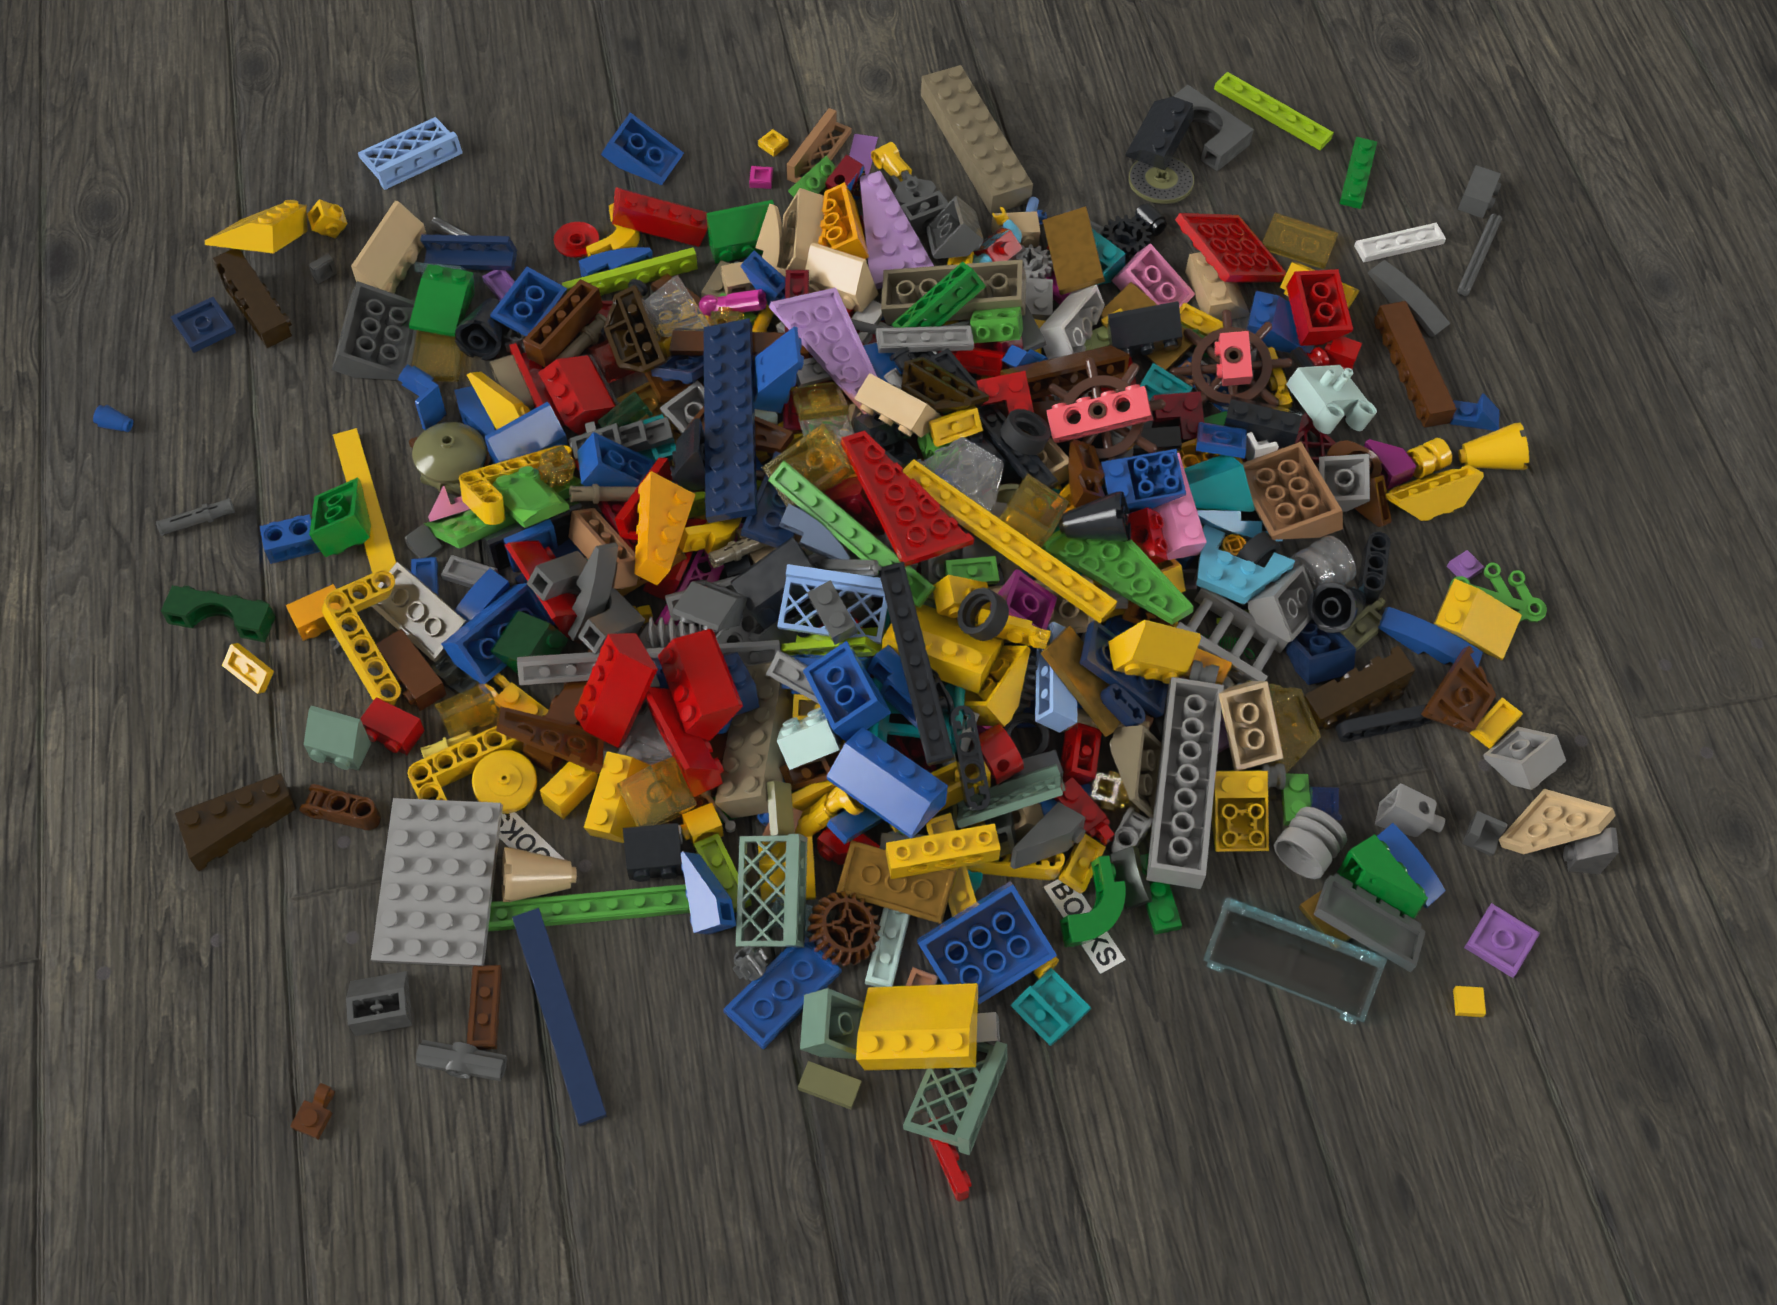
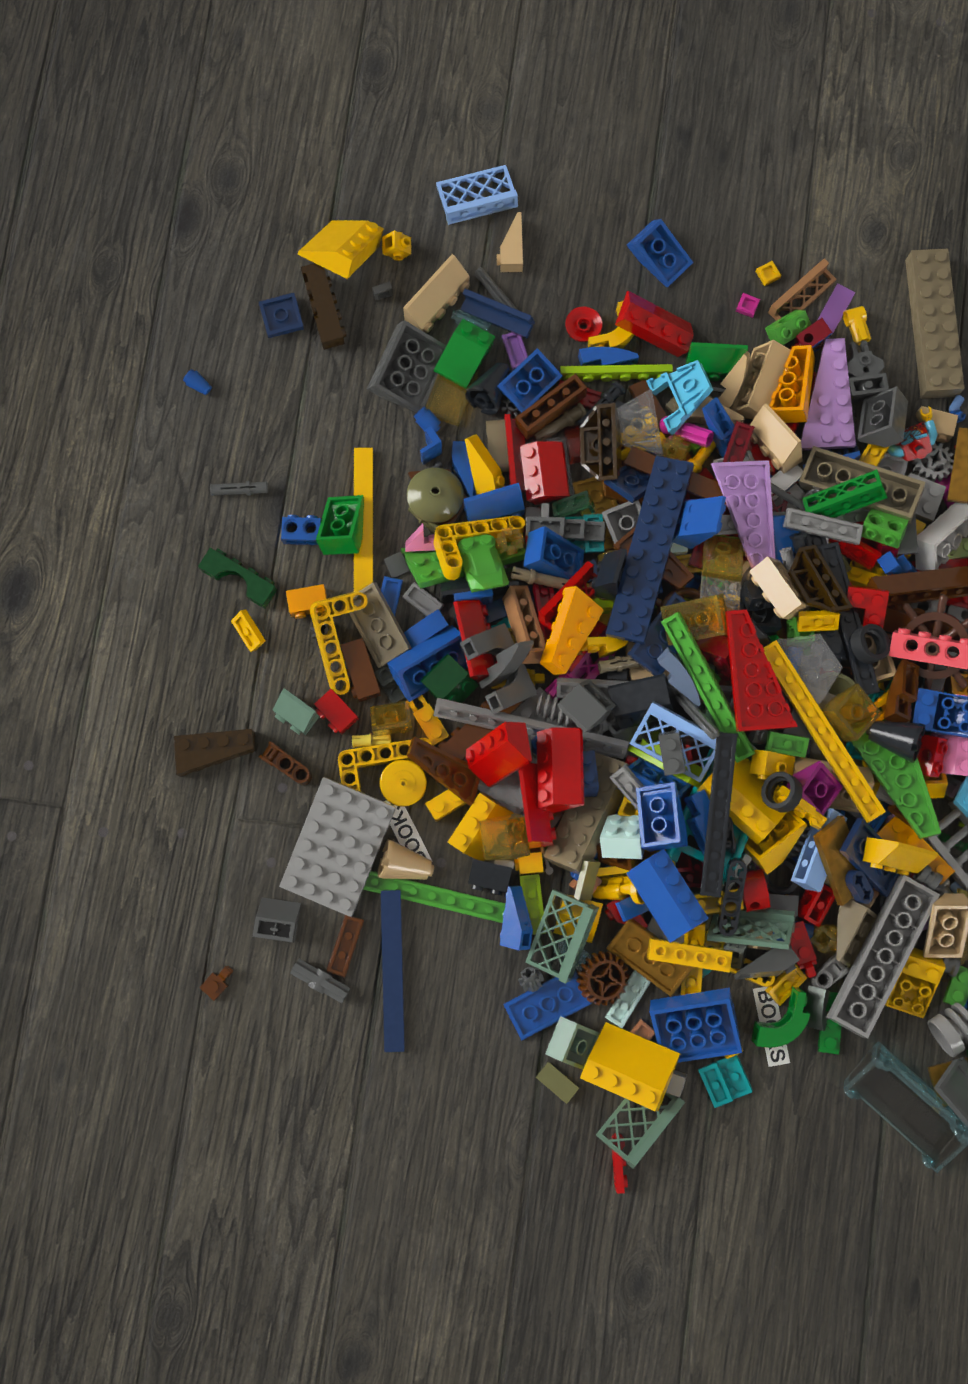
camera: 20 degrees right, 20 degrees up
(467, 191) = (511, 250): none -> tan slope
(718, 257) = (689, 388): none -> medium azure wing

